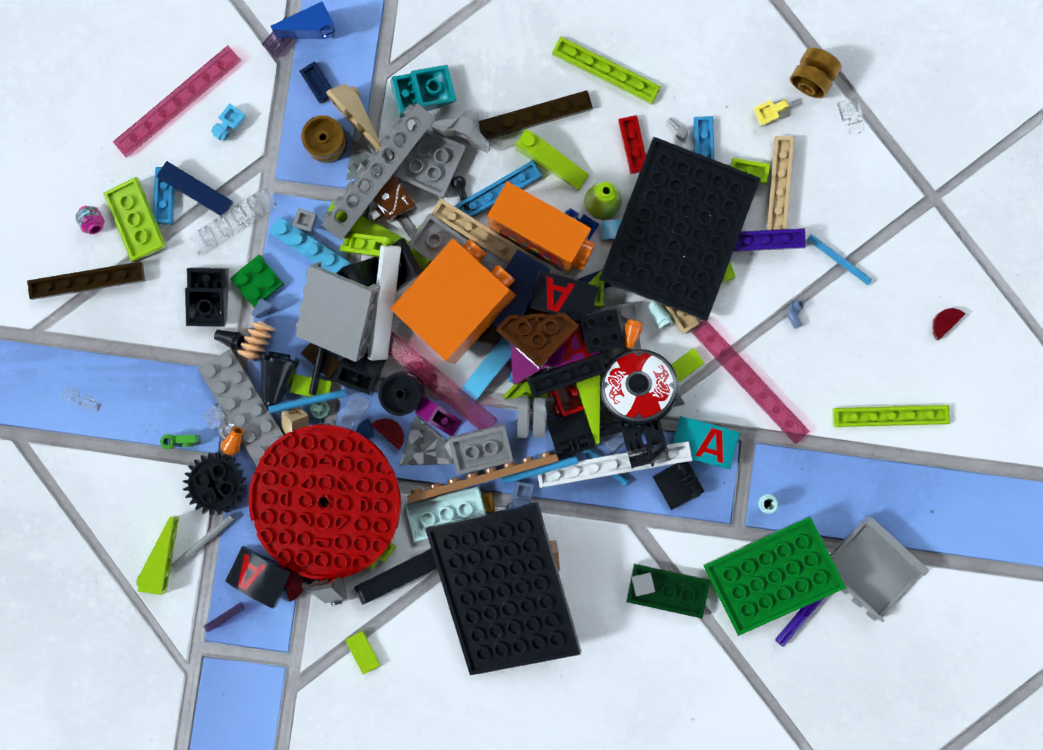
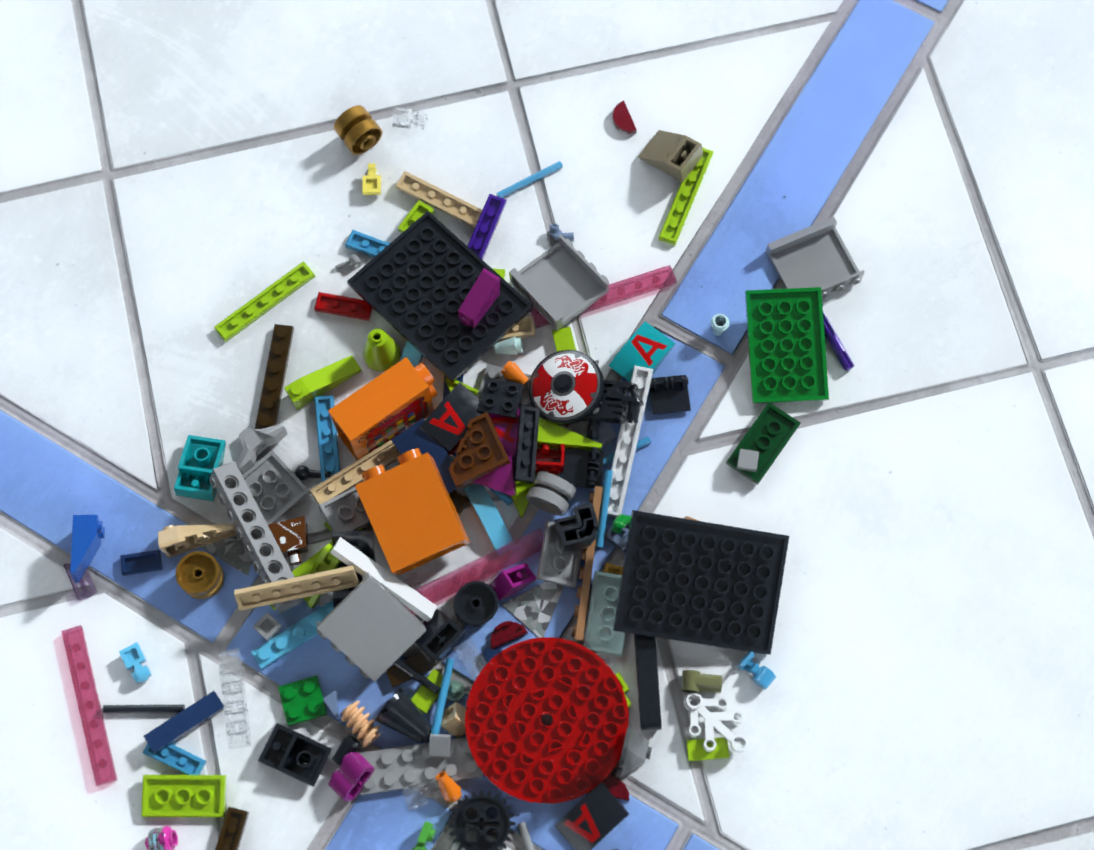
camera: 65 degrees left, 15 degrees down
(193, 149) = (177, 708): none -> black bar
(206, 353) = (351, 776): none -> magenta brick
(263, 418) = (439, 745): none -> light grey tile
(340, 230) = (296, 588): none -> tan plate
(388, 646) = (713, 719): none -> white plant
(416, 618) = (696, 682): none -> olive piece
(448, 673) = (761, 675): none -> dark azure leg
(504, 456) = (577, 530): none -> black brick
(535, 491) = (620, 522): none -> green arm
(687, 268) = (479, 298): none -> magenta slope
(744, 335) = (560, 283): none -> light grey panel
(927, 385) = (672, 154): none -> dark tan slope

